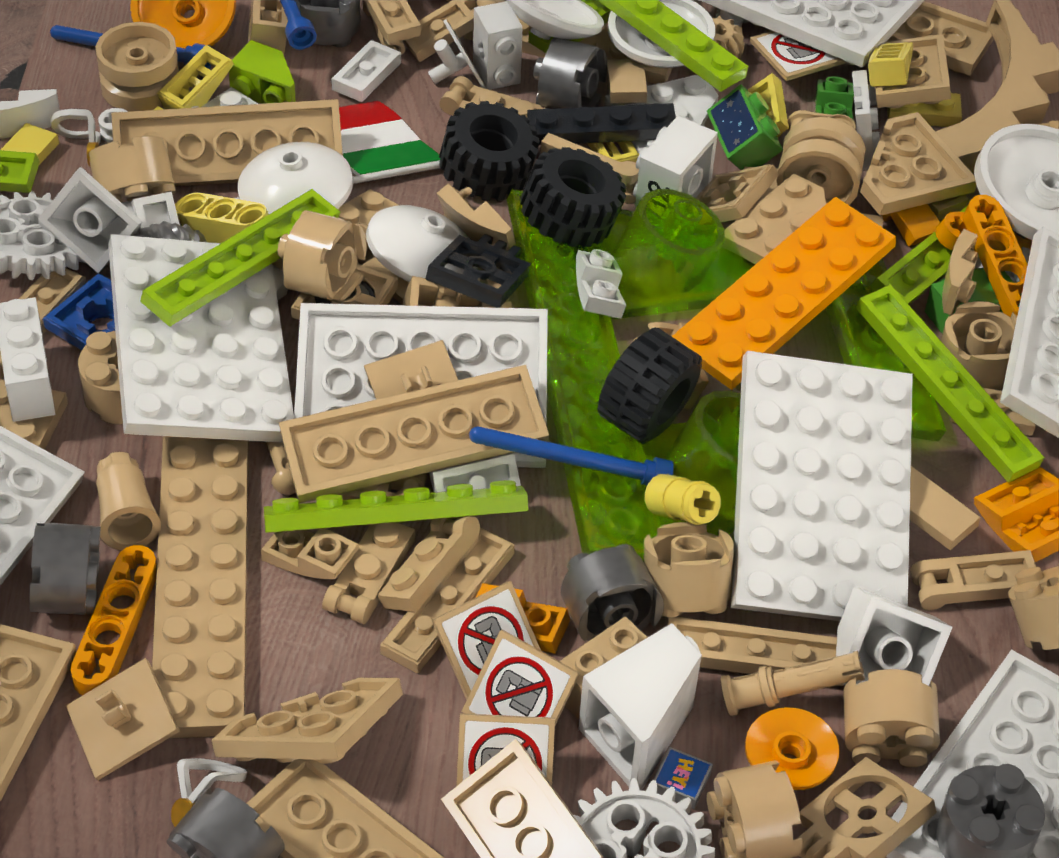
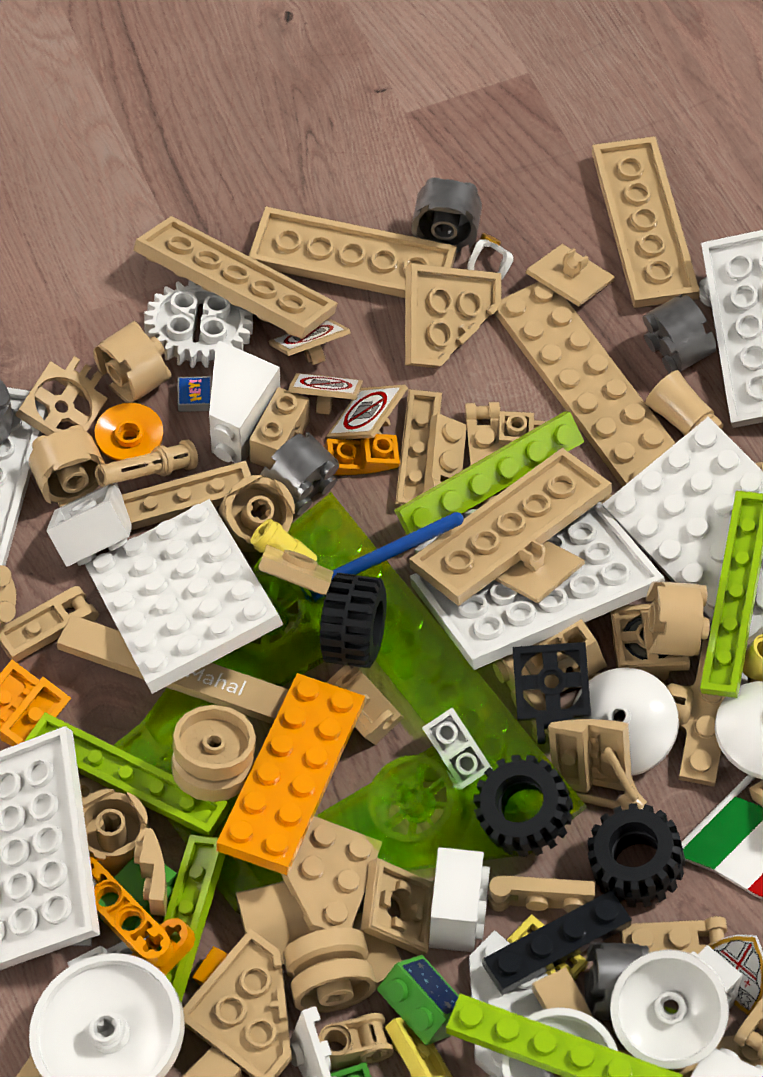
camera: 155 degrees right, 10 degrees up
(112, 619) = (625, 338): light orange beam -> none
(717, 419) = (296, 569): none -> tan piece
(861, 318) = (212, 752): none -> tan wheel

